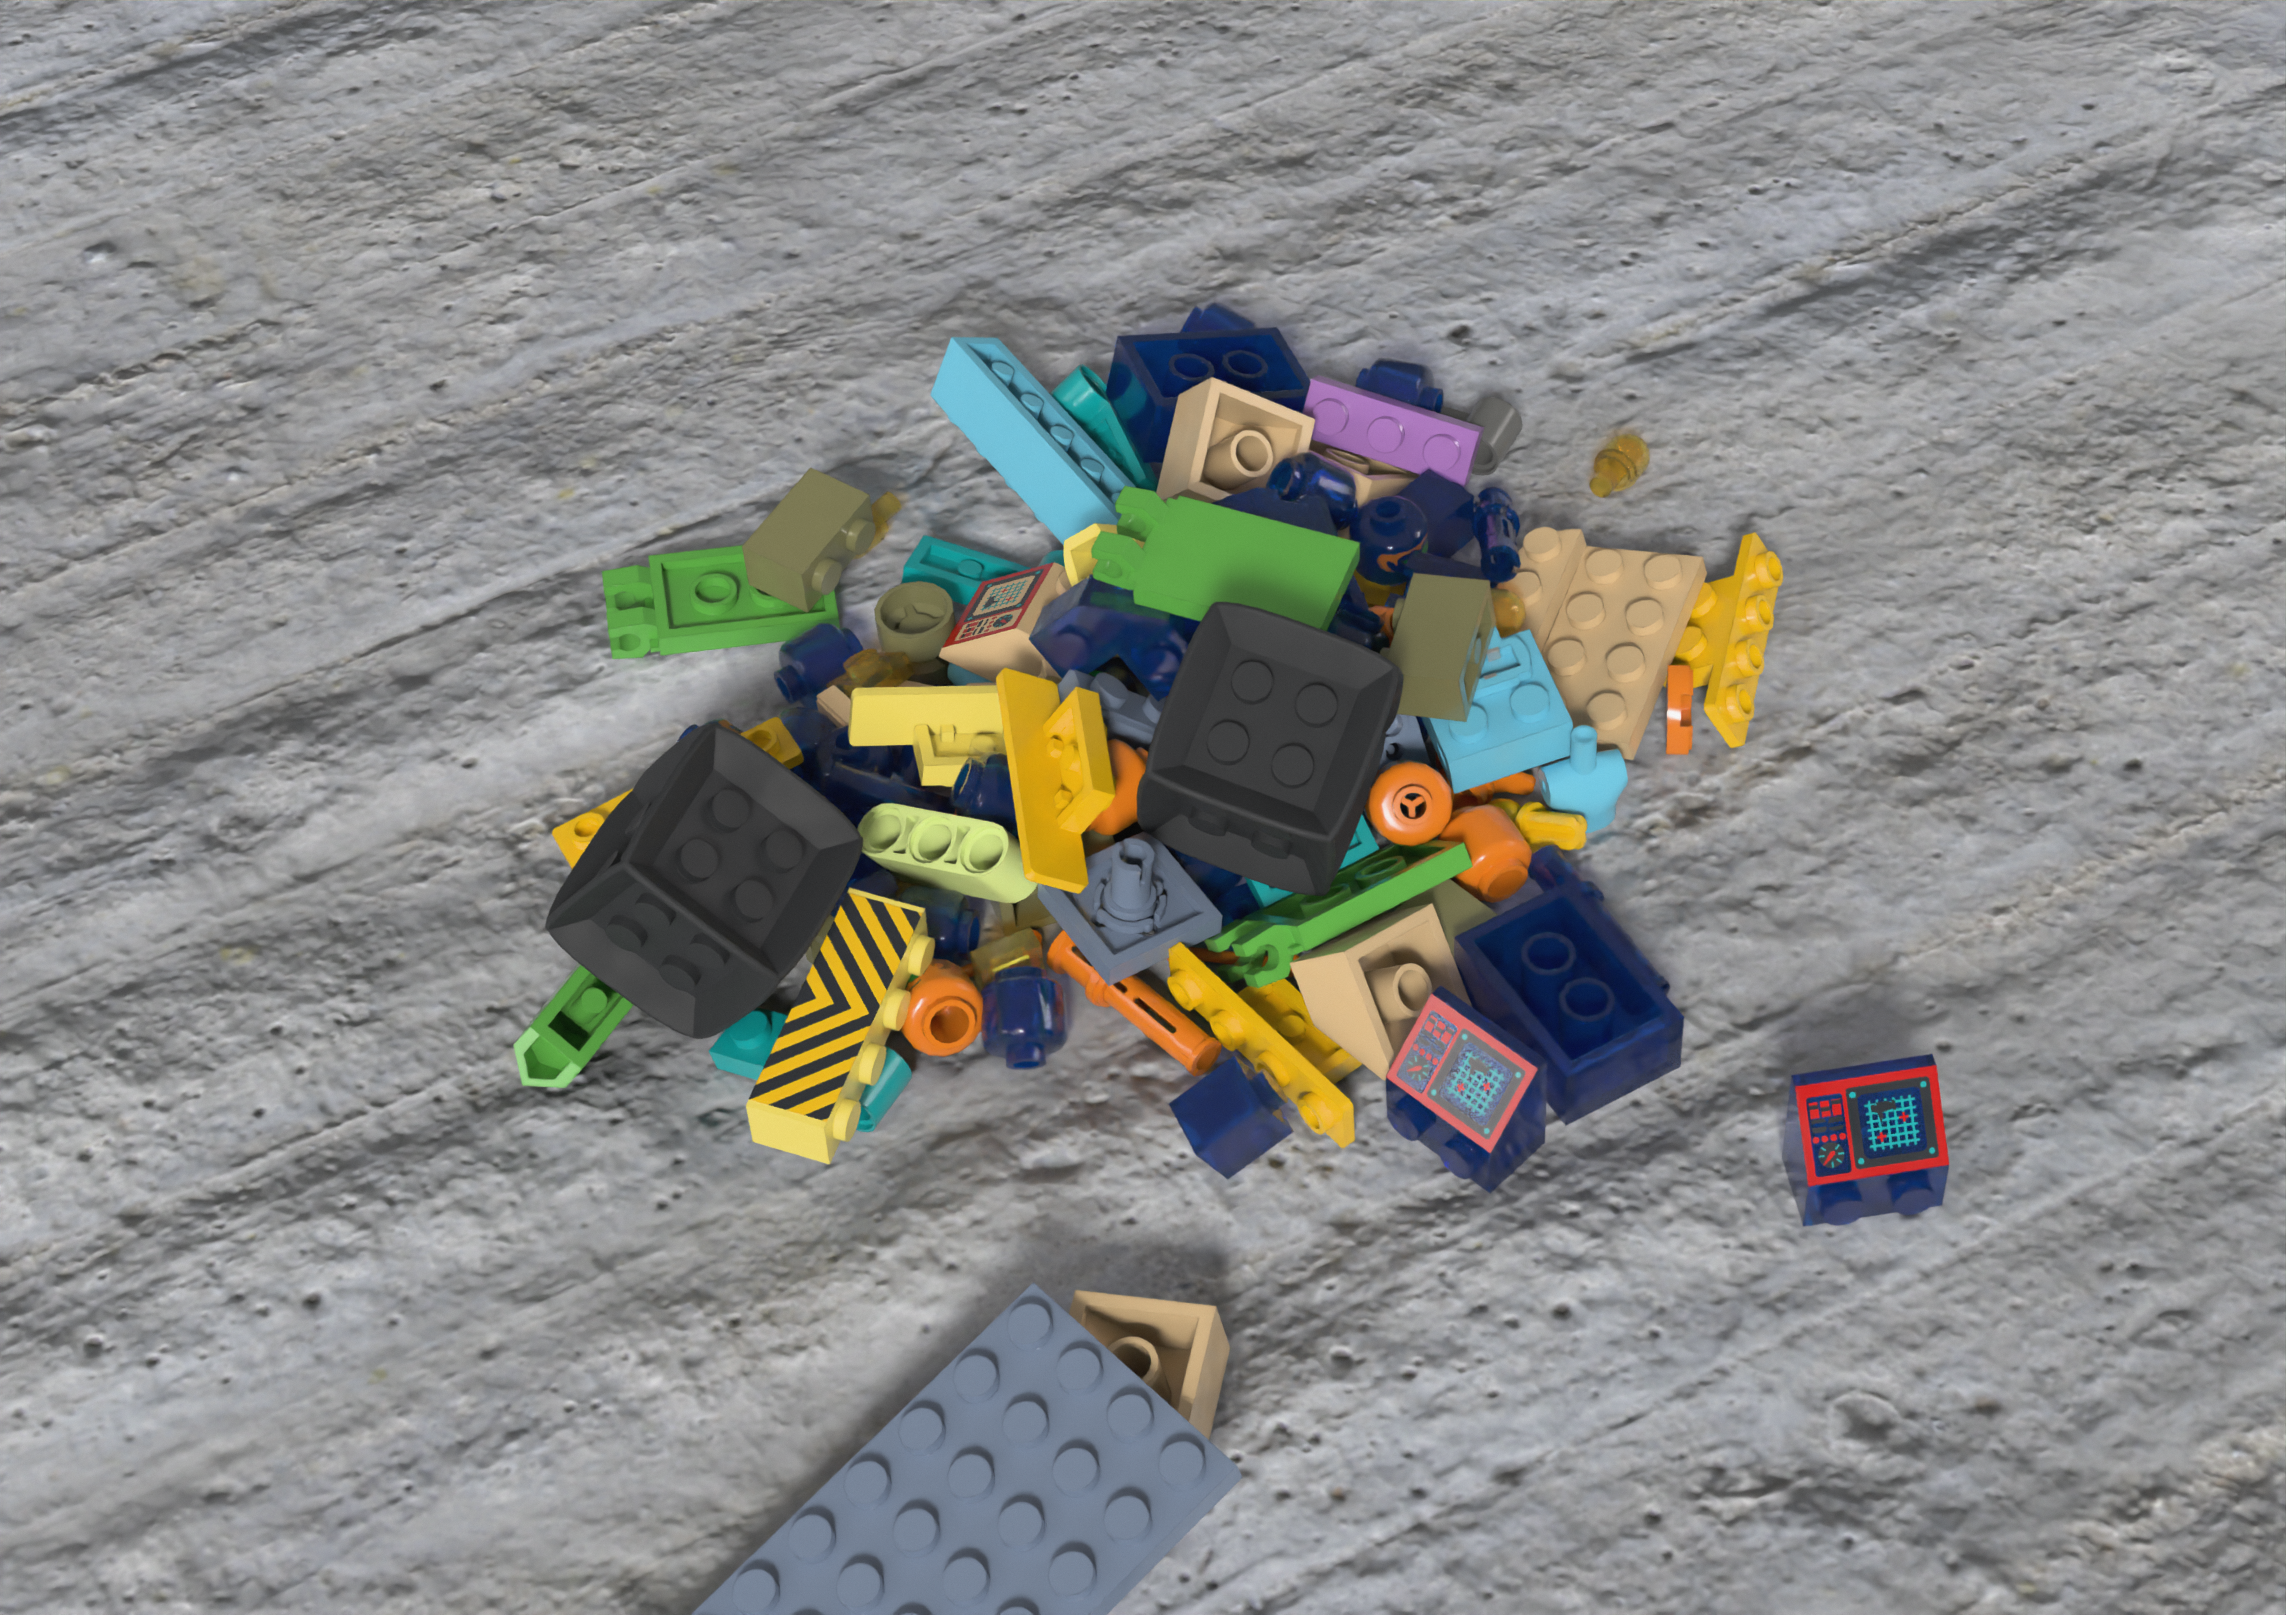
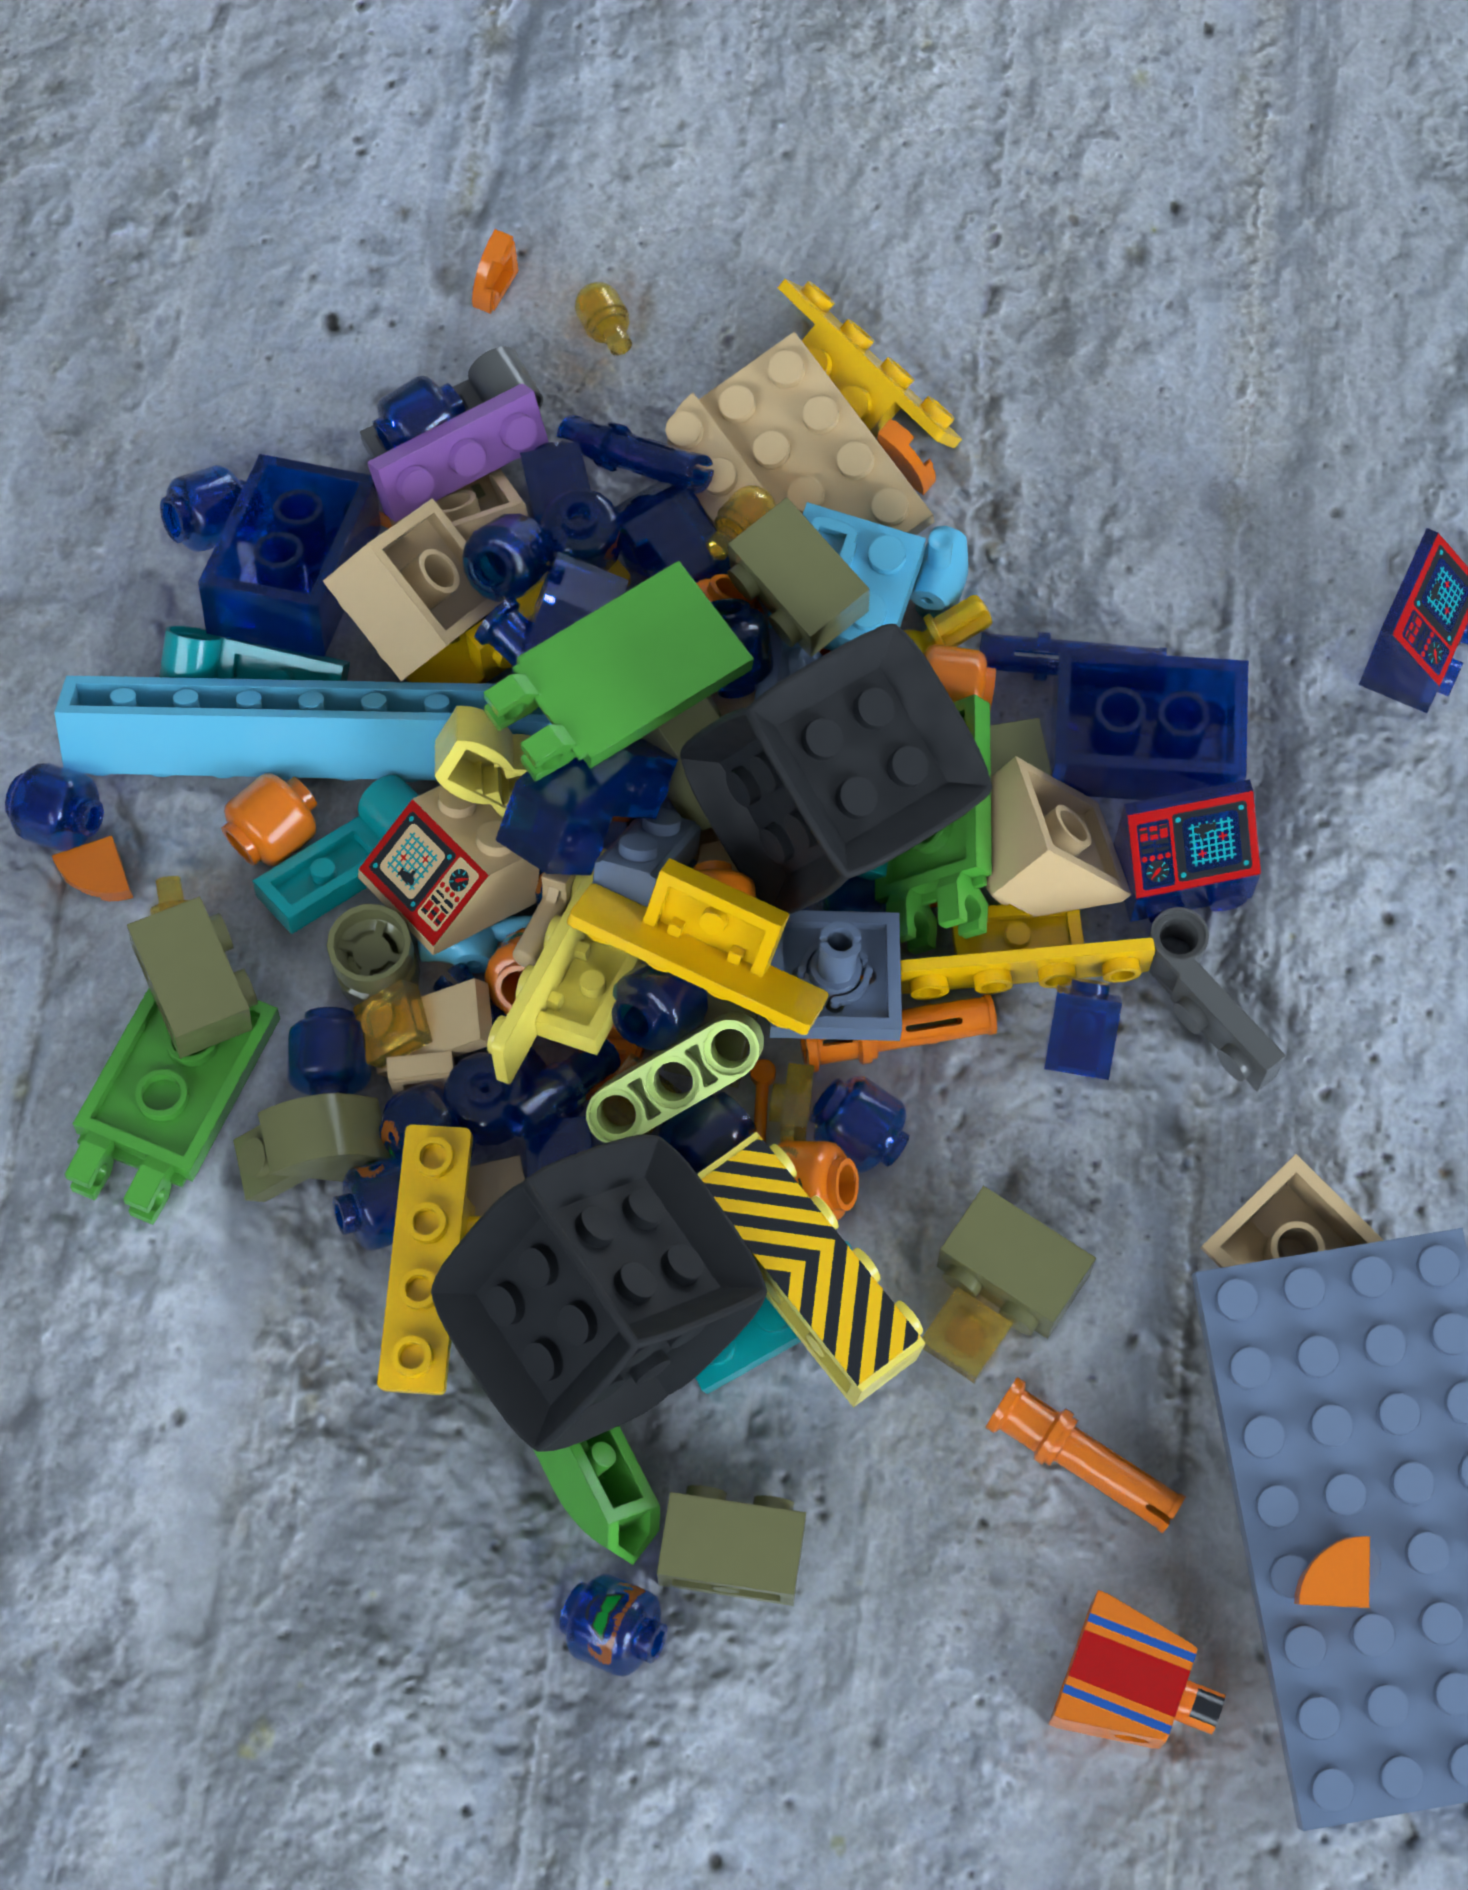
camera: 60 degrees left, 20 degrees up
(462, 1096) = (613, 1625): none -> clear blue head
(582, 1143) = (732, 1545): none -> olive brick
(649, 1488) = (1131, 1680): none -> torso
(733, 683) = (306, 1140): none -> olive brick
(828, 1563) = (1337, 1575): none -> orange tile
(840, 1320) = (1057, 1439): none -> orange pin
(873, 463) = (95, 870): none -> orange tile
(889, 1200) = (966, 1334): none -> clear yellow plate
(894, 402) = (53, 806): none -> clear blue head
(978, 1196) = (1014, 1263): none -> olive brick
(987, 518) = (270, 819): none -> orange head
(1339, 1193) = (1206, 1006): none -> dark grey plate
(1589, 380) = (495, 271): none -> orange tile

